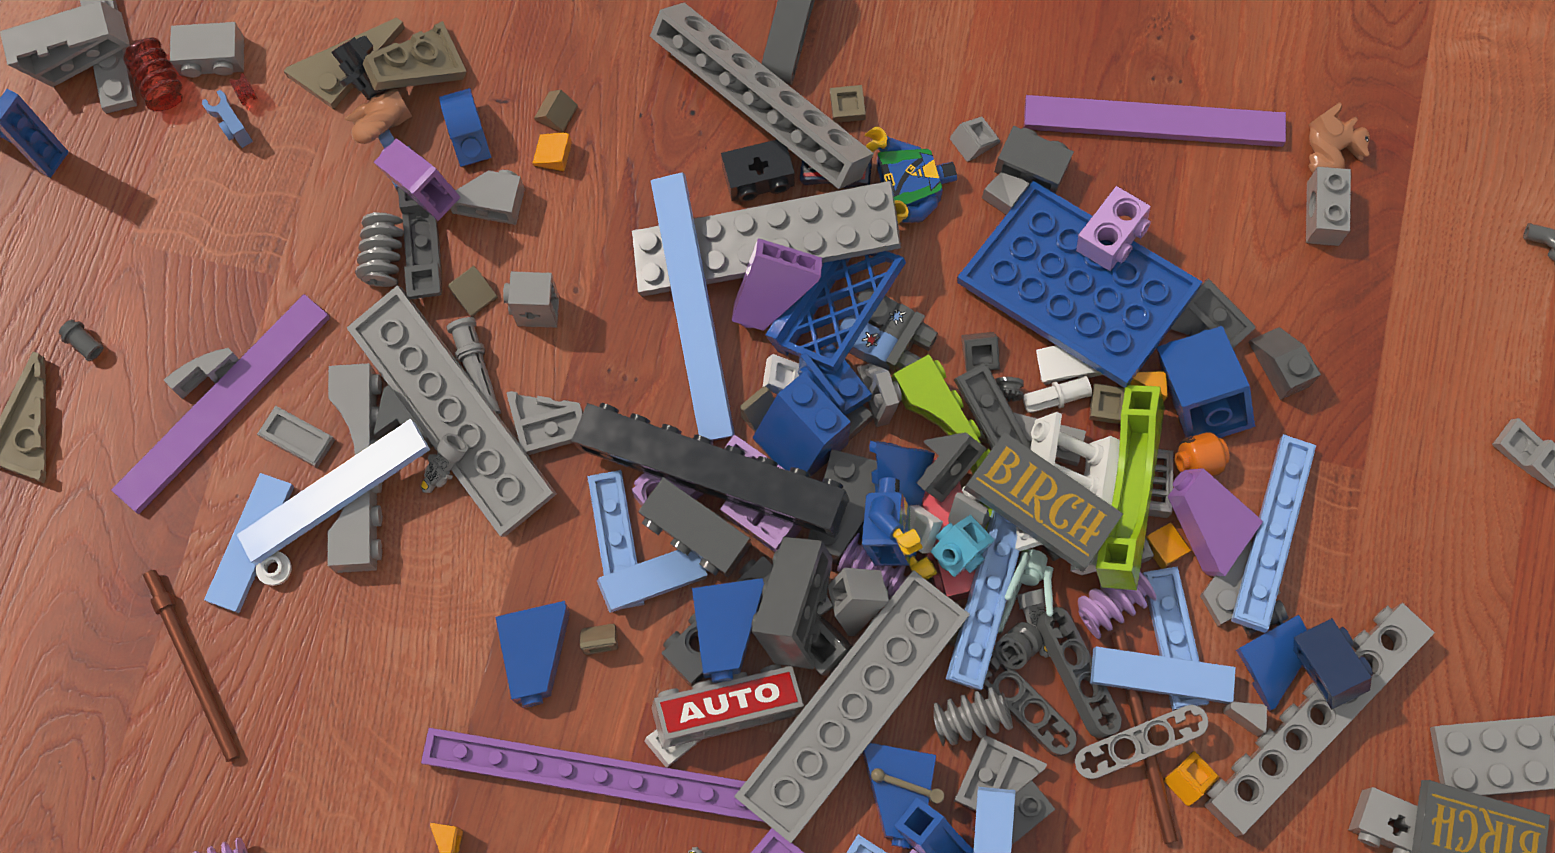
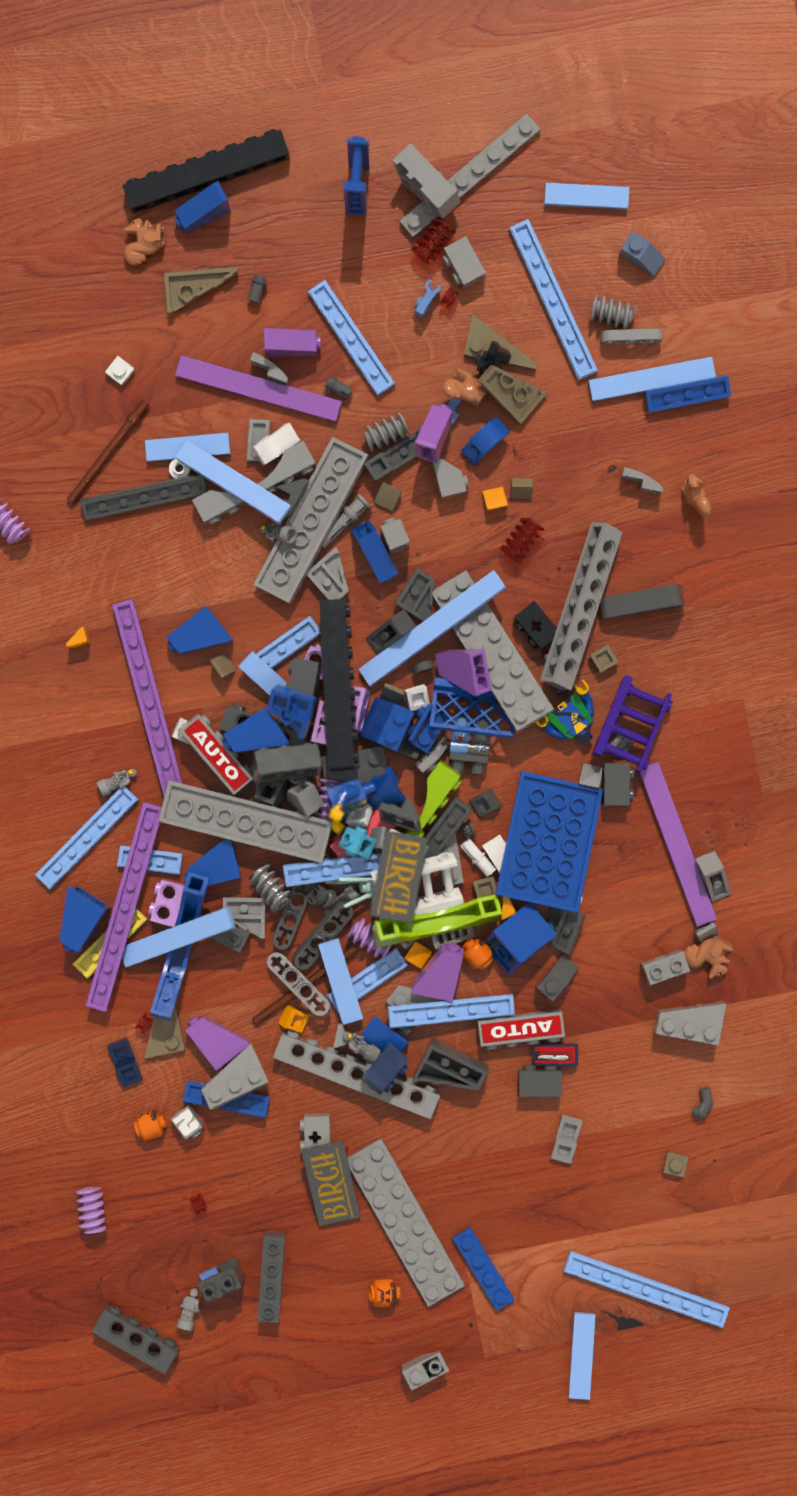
camera: 60 degrees right, 15 degrees up
(83, 591) = (120, 371): none -> white plate
(180, 324) = (290, 343): none -> medium lavender slope
(223, 244) = (351, 338): none -> light blue tile
(282, 290) = (338, 387): none -> dark grey pin
(285, 642) = (143, 496): none -> dark grey tile
(313, 410) = (276, 443): none -> white slope
(540, 340) = (374, 552): none -> blue slope
(626, 138) = (521, 539): none -> clear red piece
(634, 312) = (417, 595): none -> dark grey wing
(668, 371) = (391, 631): none -> dark grey slope
(713, 546) = (292, 708): none -> blue slope
(742, 348) = (423, 667): none -> dark grey tile
(935, 795) = (218, 886): dark tan hinge -> none
(949, 131) = (611, 726): none -> dark purple fence
(1108, 226) = (587, 844): lavender brick -> none
(1220, 87) = (713, 876): none -> light grey slope
(1292, 680) = (356, 1043): none -> light grey piece
(1297, 134) = (706, 932): none -> light grey slope
(1341, 443) = (521, 1028): none -> brick
(1361, 570) = (450, 1066): none -> dark grey wedge
(1398, 413) = (555, 1054): none -> slope
(1424, 202) = (693, 1023): none -> light grey wedge
(1432, 451) = (539, 1081): none -> dark grey brick

